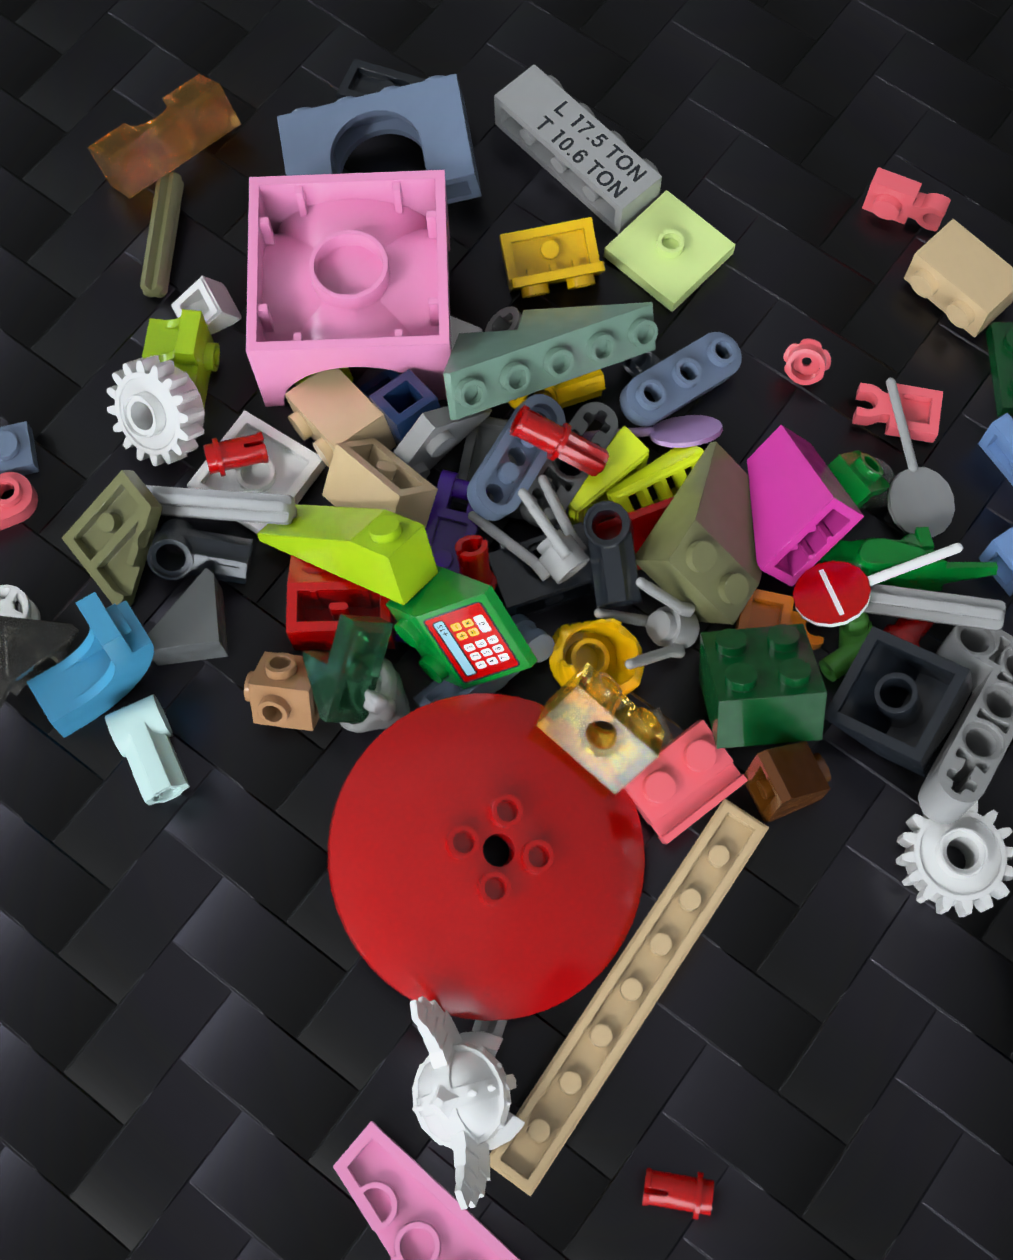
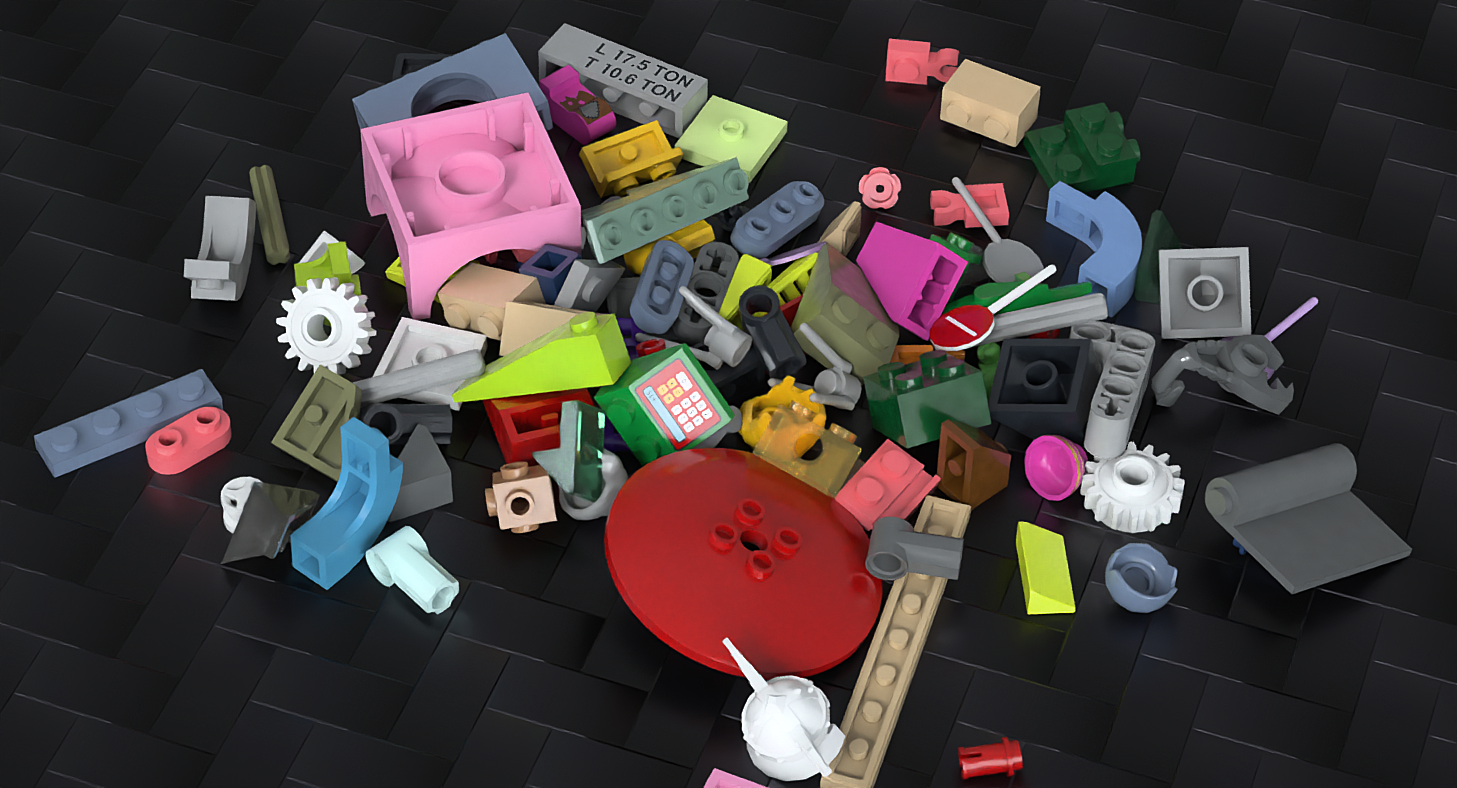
camera: 20 degrees left, 25 degrees down
(94, 281) = (224, 249): none -> light grey arch
(144, 153) = (234, 154): clear orange arch -> none
(235, 453) = (401, 344): red pin -> none
(515, 171) = (576, 107): none -> dark pink leg
(559, 441) = (695, 265): red axle -> none
(667, 884) = (900, 549): none -> dark grey piece
(745, 410) = (844, 229): none -> tan slope
(823, 939) = (1044, 570): none -> neon yellow slope
(880, 805) = (1055, 466): none -> dark pink piece
(926, 994) = (1140, 578): none -> sand blue hair

